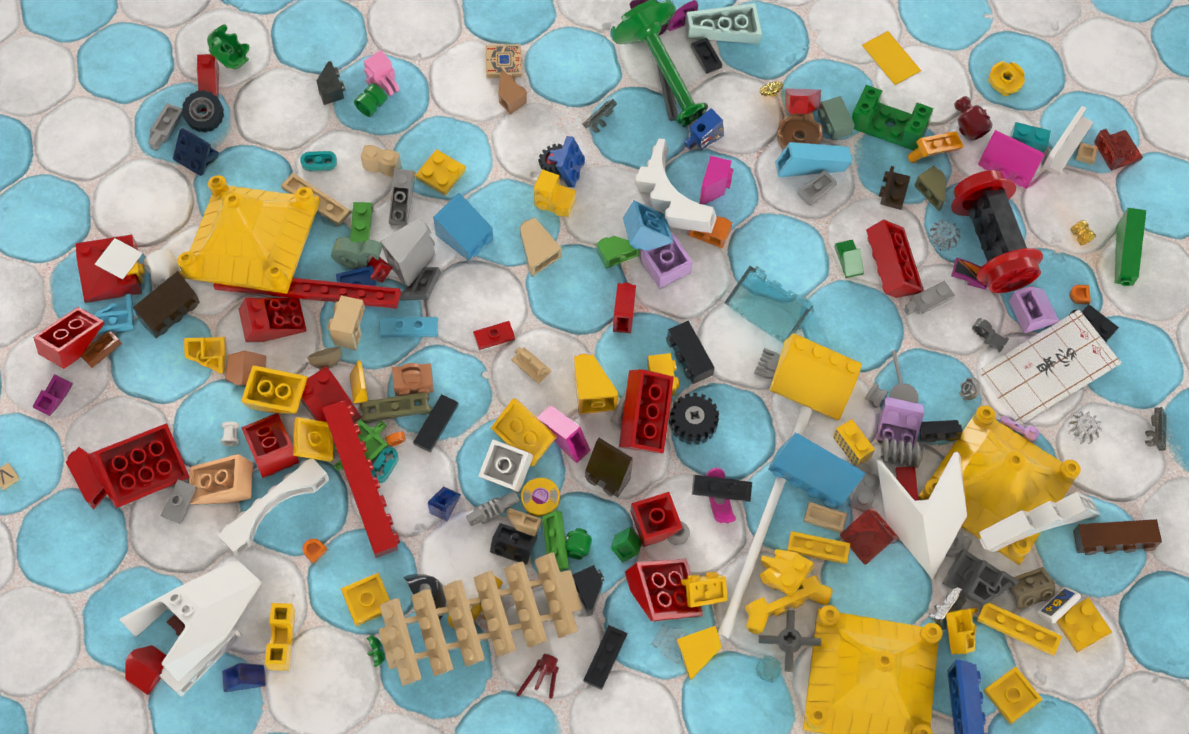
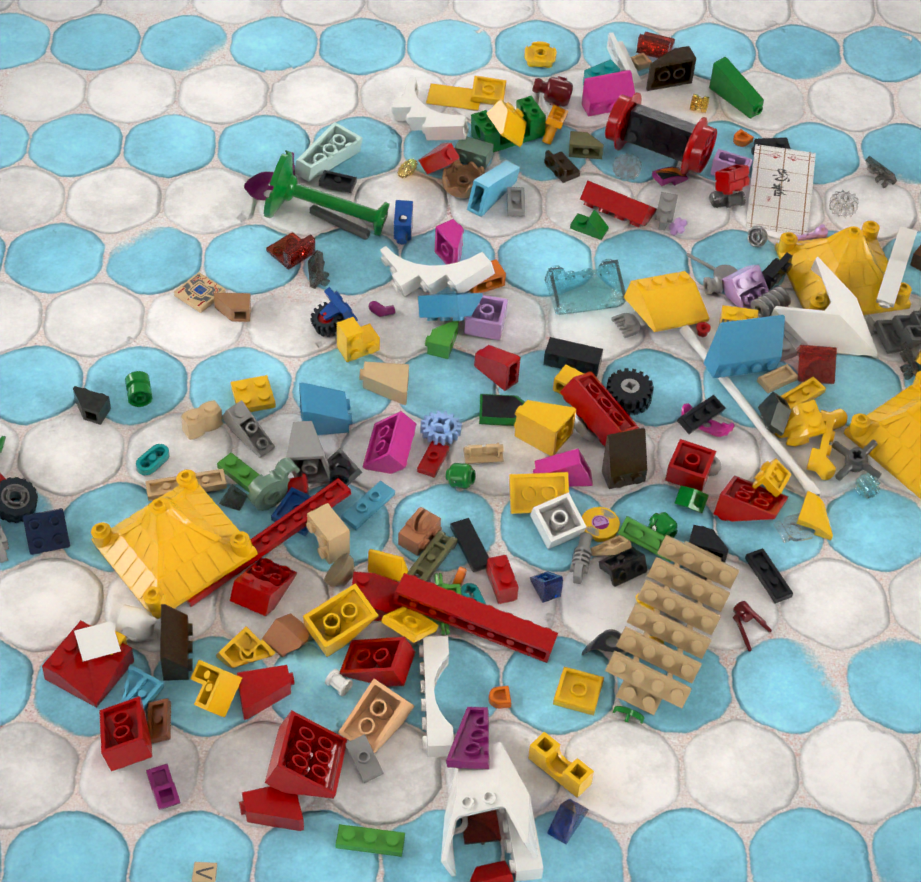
camera: 50 degrees left, 15 degrees down
(117, 558) = (370, 840): none -> bright green plate
(151, 360) = (217, 688): none -> yellow brick
(180, 390) = (263, 688): none -> red slope
(241, 562) = (471, 742): none -> magenta wing
(331, 236) = (234, 498): none -> clear smoke slope
(380, 72) = (124, 361): bright pink brick -> none
(406, 287) = (340, 469): none -> black wheel
(418, 469) = (502, 579): none -> red brick
(477, 297) = (390, 444): none -> dark pink slope
(491, 366) = (460, 475): none -> green head
(525, 317) = (439, 426): none -> light blue gear
(590, 340) = (498, 409): none -> black tile
(603, 82) = (292, 249): none -> clear red bracket
(604, 186) = (379, 310): none -> magenta arm
(772, 543) = (775, 413): none -> pearl dark grey slope
(820, 422) = (703, 329): none -> red piece
(834, 41) = (420, 117): none -> white arch
(885, 116) = (508, 121): none -> yellow slope
(918, 321) = (678, 226): none -> lavender plant
(923, 74) = (488, 90): none -> yellow tile
(1005, 321) = (732, 179): none -> red brick
(1093, 182) = (672, 69): none -> dark brown slope

